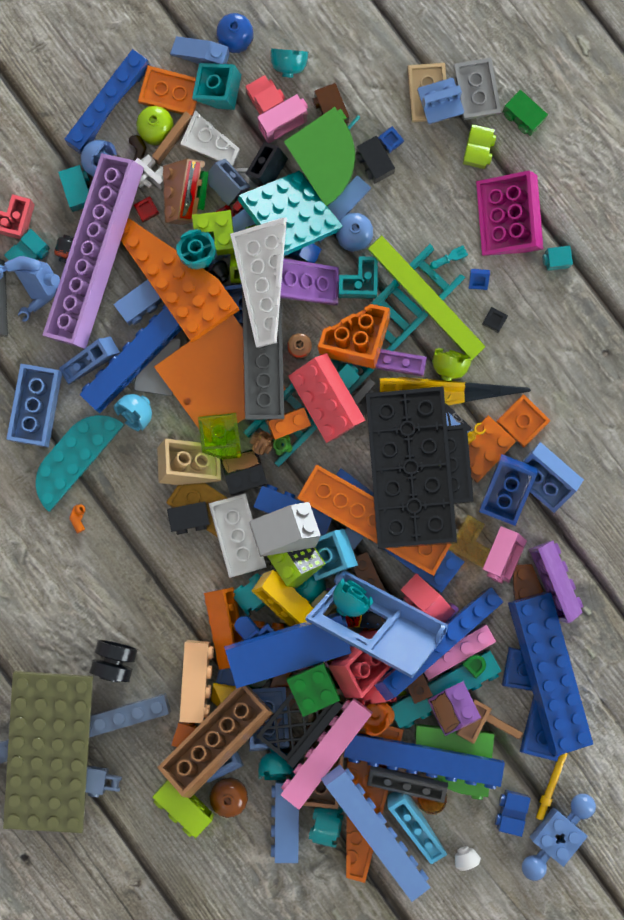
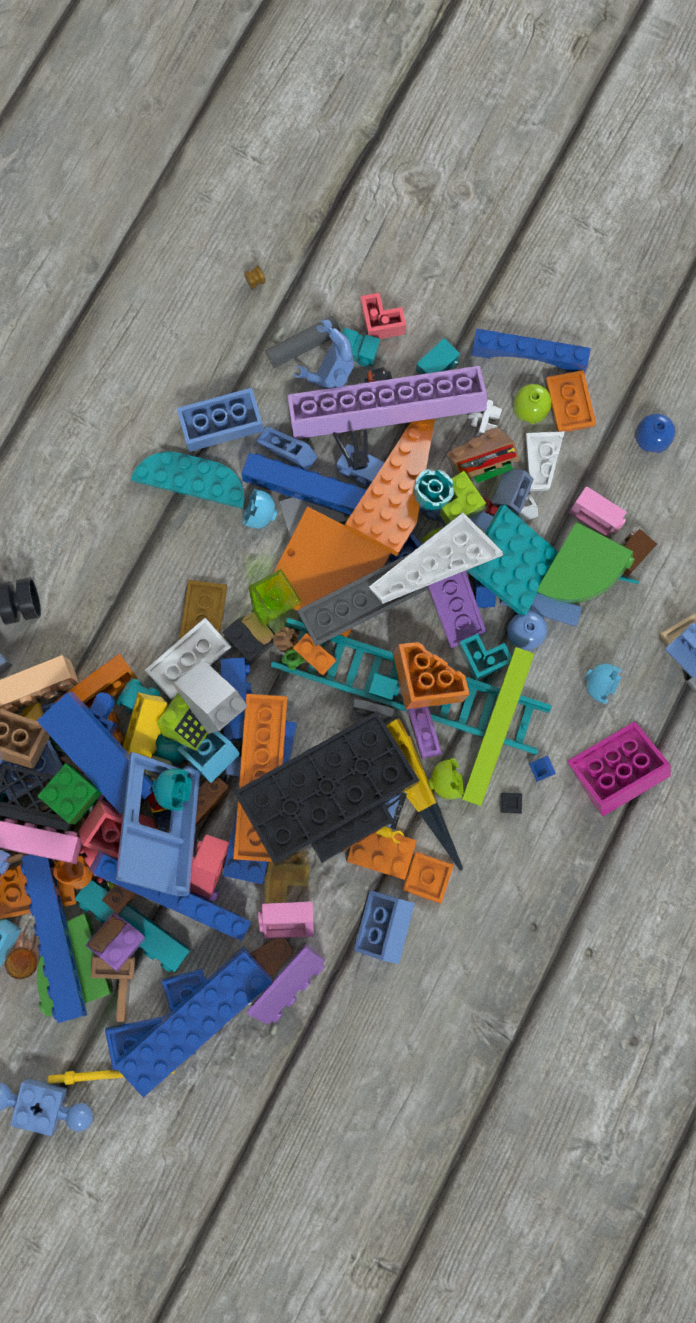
camera: 65 degrees right, 5 degrees down
(76, 517) = (140, 505): orange arm -> none
(92, 152) = (477, 358): medium blue cylinder -> none
(133, 301) = (358, 460): none -> black plant
(139, 145) = (506, 398): dark brown arm -> none
(146, 209) = (451, 433): red tile -> none
(172, 138) = (527, 423): medium nougat tile -> none
(185, 463) = (230, 577): tan slope -> none
(189, 517) = (183, 605): black brick -> none
(200, 51) = (621, 412): medium blue slope -> none
(217, 85) = (597, 440): teal slope -> none
(219, 270) = (425, 523): black cone -> none
(264, 94) = (612, 484): coral brick -> none
(266, 164) = (547, 519): black brick -> none
(288, 61) = (654, 493): teal cylinder -> none
(302, 352) = (398, 626): medium nougat head -> none
(326, 397) = (355, 676): coral brick -> none
(375, 160) = (605, 616): black brick -> none
(390, 139) = (631, 622): blue tile -> none
(407, 784) = (23, 932): dark grey brick -> none
(430, 190) = (602, 681): none -> medium azure cylinder
(454, 255) = (553, 735): teal piece -> none
(469, 645) = (182, 926): bright pink brick -> none
(475, 665) = (167, 942): green tile -> none
(478, 147) = (668, 707): lime brick -> none
(508, 489) = (352, 893): blue brick -> none
(512, 813) = (42, 1050): blue brick -> none
(557, 258) = (601, 834): teal brick -> none

